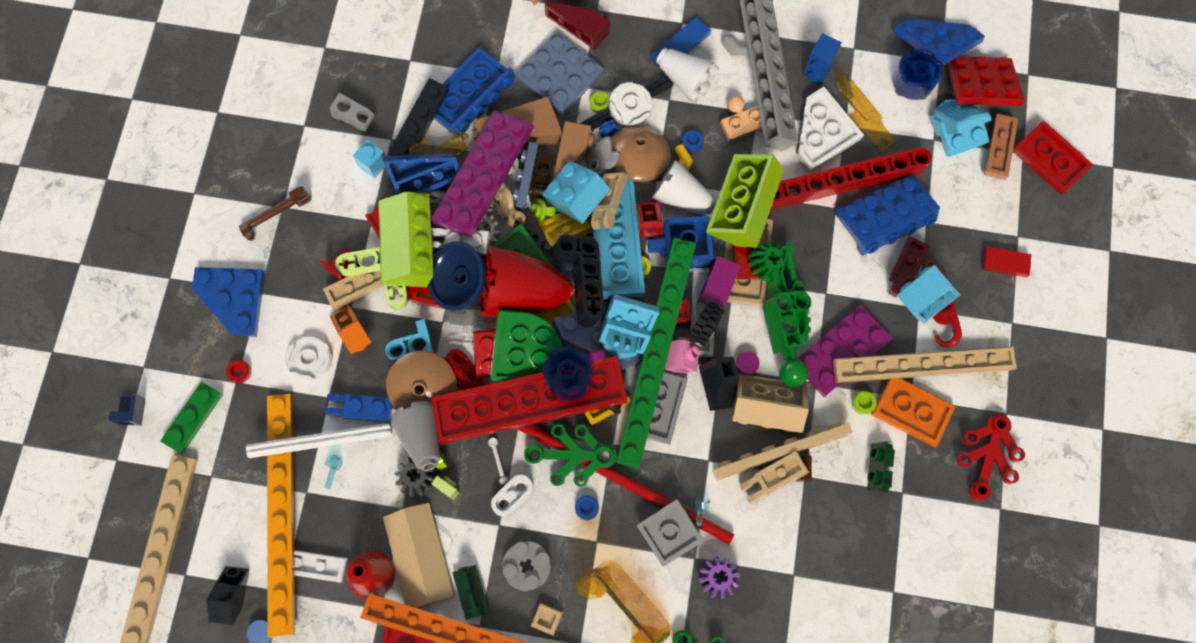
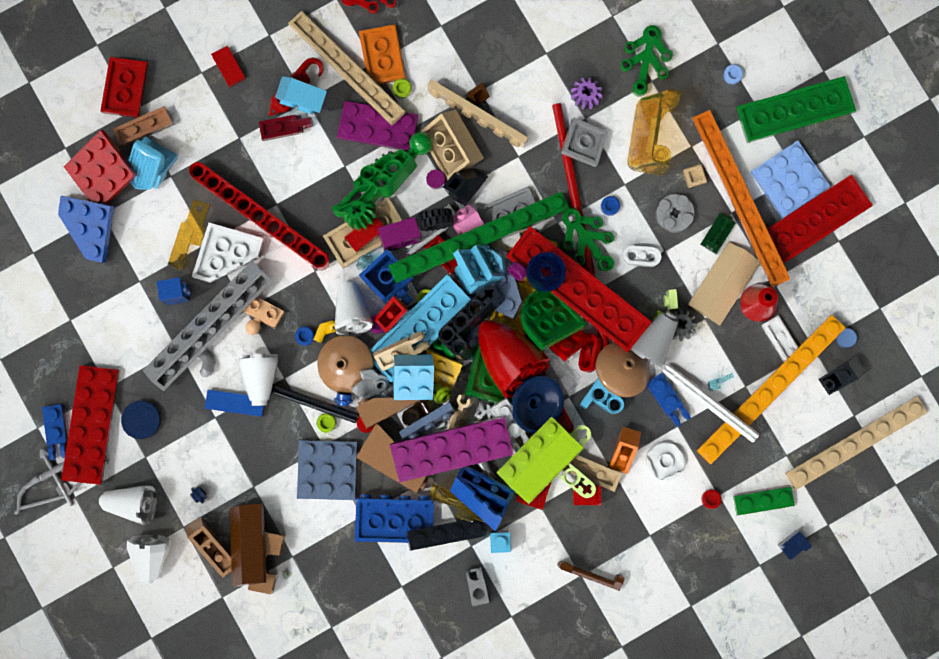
camera: 130 degrees left, 10 degrees up
(232, 296) = (668, 550): blue plate -> none
(503, 480) = (636, 270): white hinge -> none
(580, 22) = (275, 481): dark red slope -> none
(630, 104) = (313, 398): white tile -> none
(701, 509) = (554, 136): clear light blue hand -> none
(746, 199) = (328, 259): lime slope -> none
(776, 476) = (496, 104): tan hinge -> none
(880, 456) = (444, 45): dark green hinge -> none
(888, 214) = (255, 165): blue bracket -> none
(917, 74) = (121, 218): clear blue brick -> none

